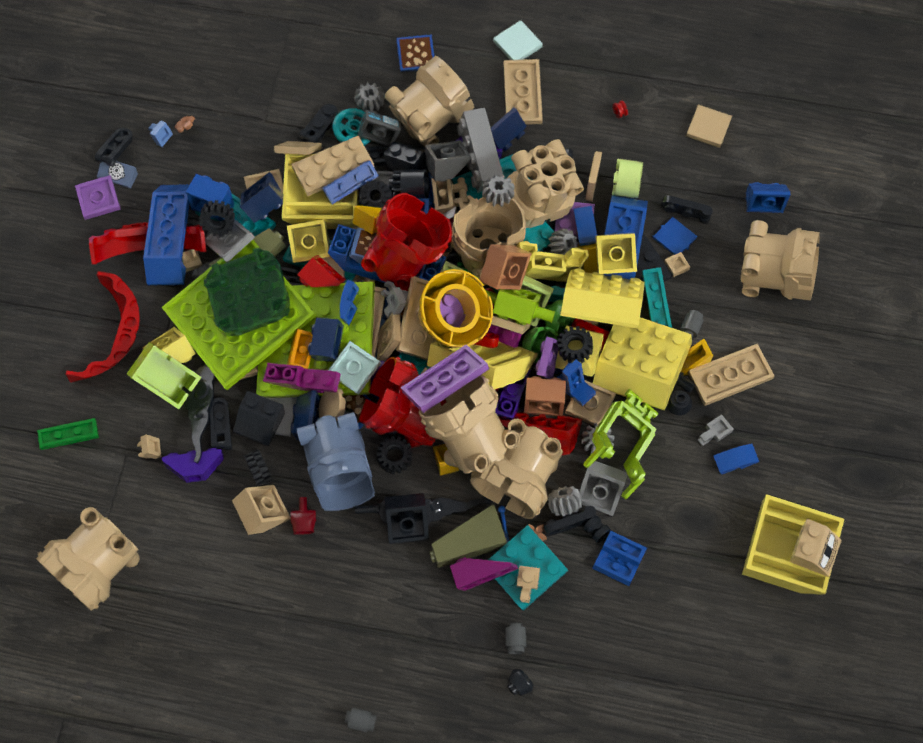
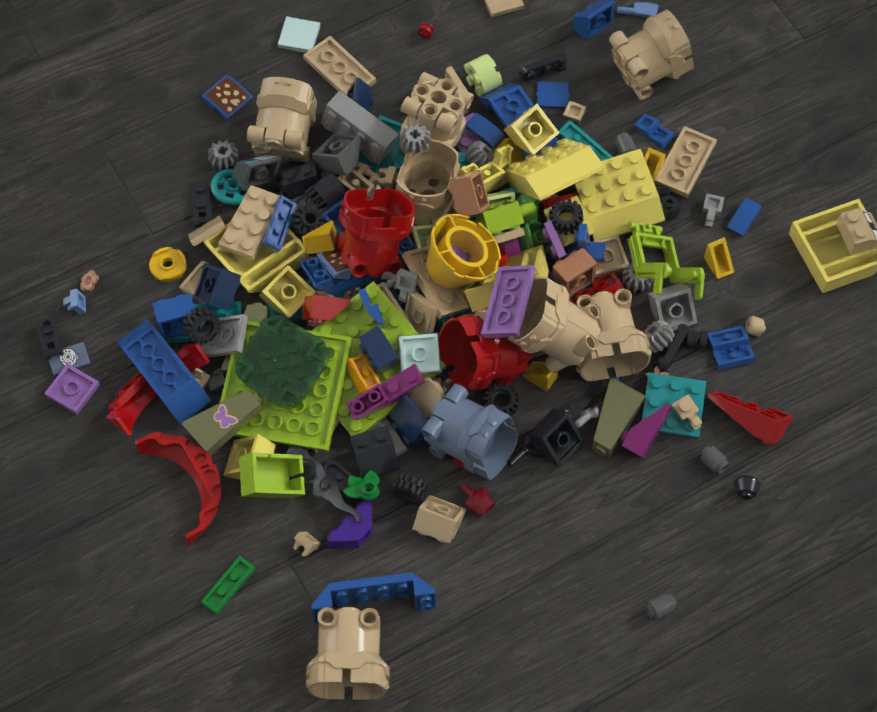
camera: 40 degrees left, 5 degrees down
(116, 505) = (376, 588): none -> blue slope
(169, 305) = (221, 422): none -> olive slope
(224, 436) = (363, 488): none -> green plate
(252, 162) = (171, 273): none -> yellow tile
(449, 519) = (585, 415): none -> light grey bar
(581, 635) = (761, 423): none -> red wedge
(656, 556) = (755, 326): none -> tan piece
(679, 477) = (718, 258): none -> yellow slope
(730, 329) = (653, 131): none -> blue slope
(818, 218) = (640, 9): none -> medium blue piece

